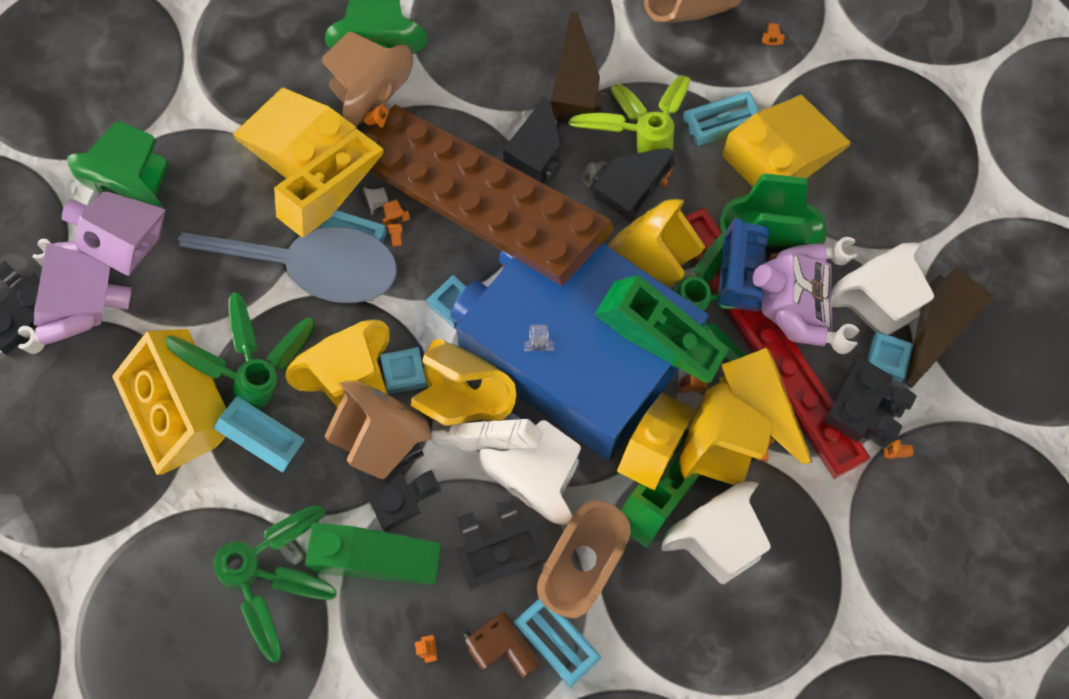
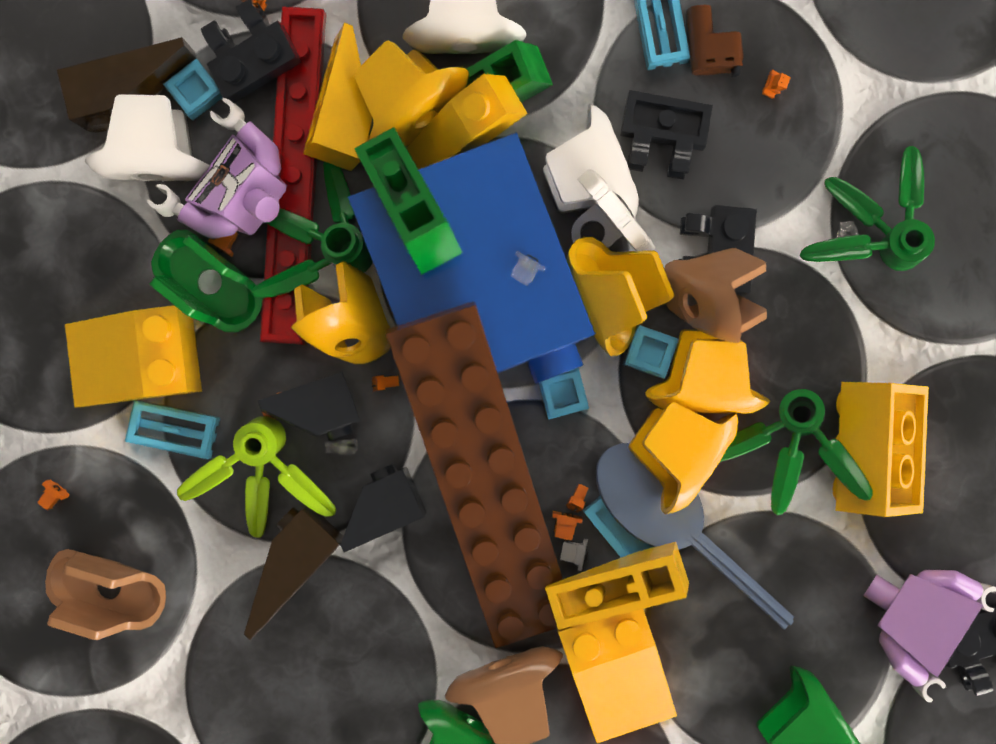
camera: 140 degrees left, 20 degrees up
(115, 229) = (857, 660): lavender torso -> none
(259, 433) = (823, 360): medium azure tile -> none
(334, 300) = (682, 451): none -> yellow piece
(371, 554) = (781, 189): green slope -> none
(376, 116) = (525, 637): orange piece -> none
(574, 591) = (604, 38): medium nougat piece -> none
(741, 256) = (274, 245): blue hinge -> none

